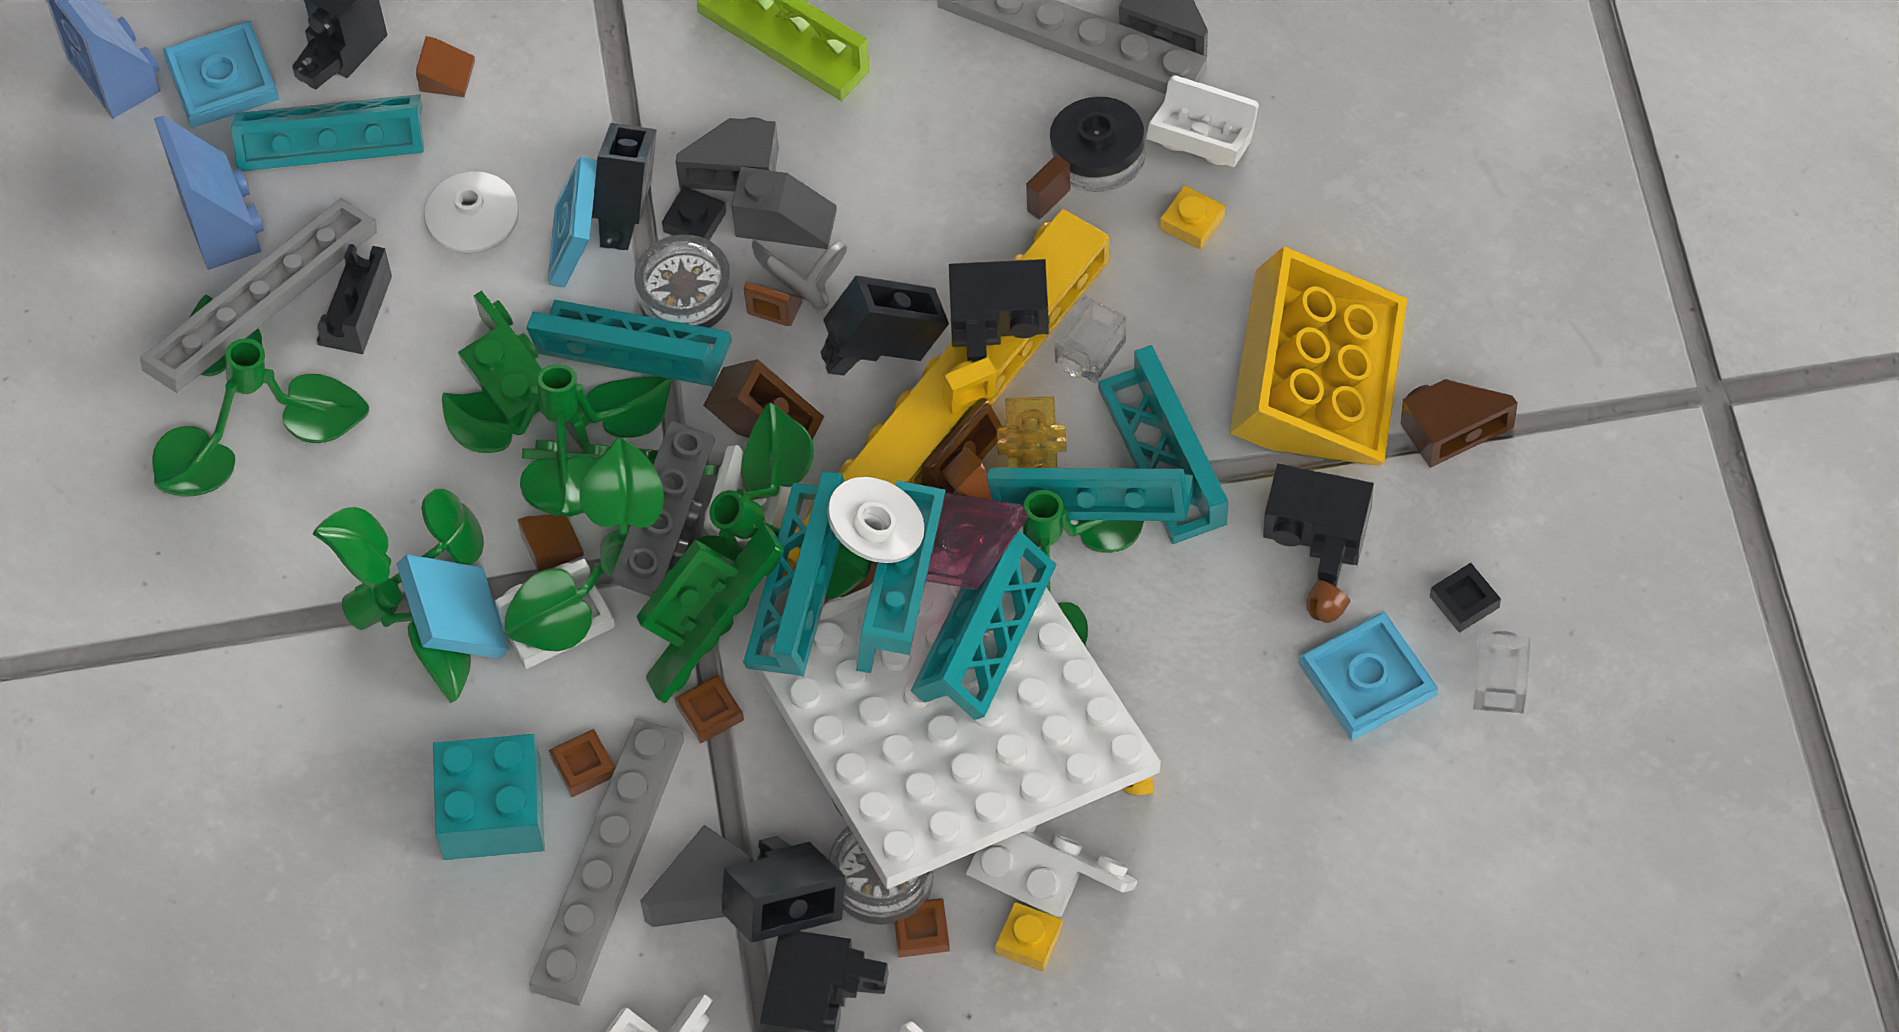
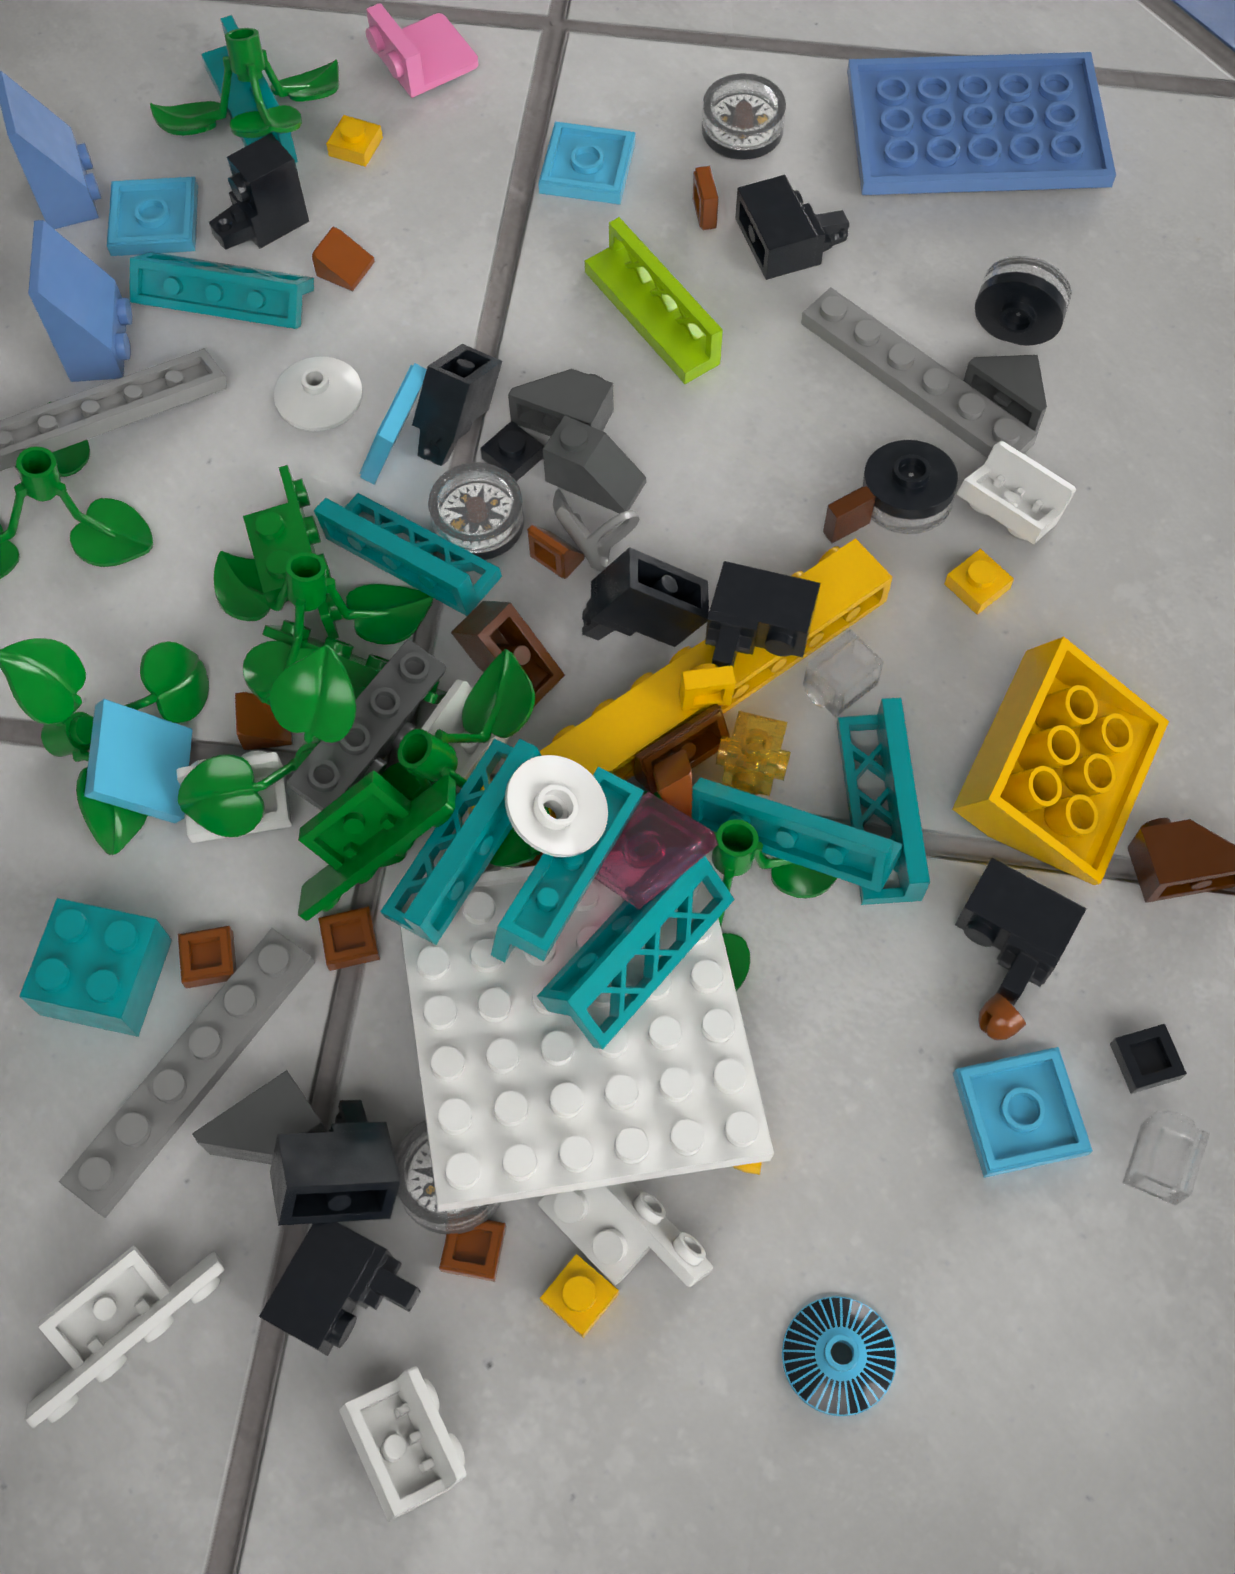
camera: 15 degrees right, 5 degrees up
(355, 301) = (182, 445): black hinge -> none
(1263, 937) = (822, 1381): none -> dish

